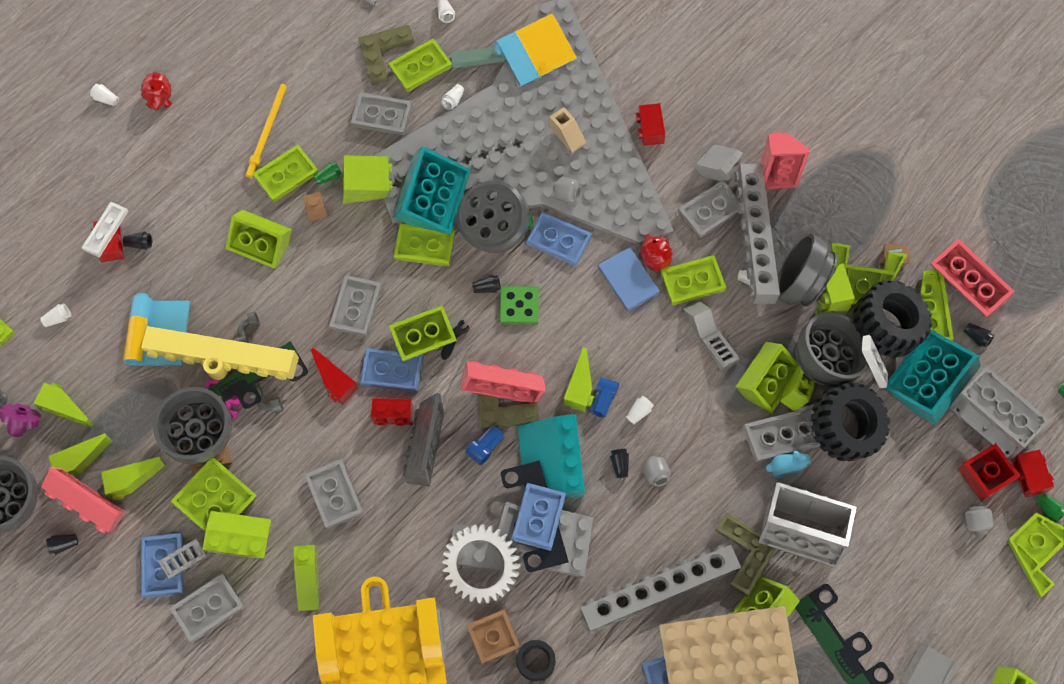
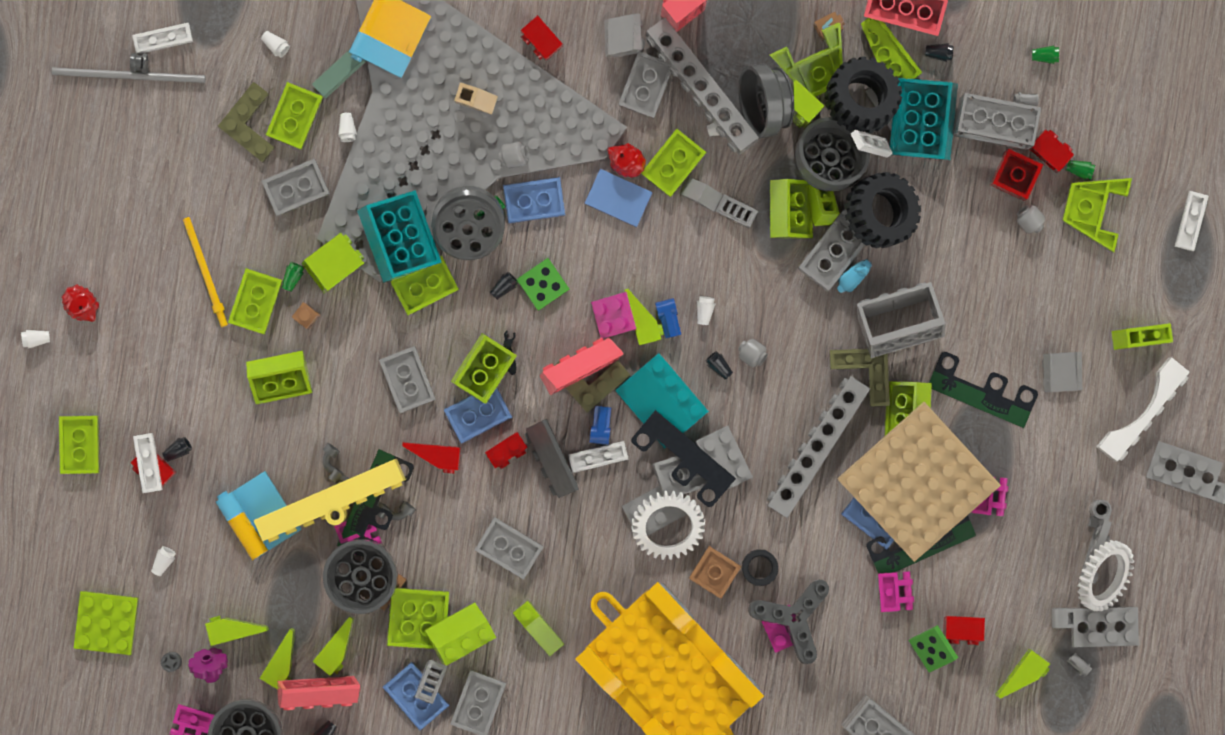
camera: 40 degrees left, 20 degrees up
(69, 189) = (79, 444): none -> lime plate
(464, 470) = (598, 457): none -> white tile
(538, 516) = (688, 458): medium blue tile -> none
(560, 362) = (613, 315): none -> dark pink plate

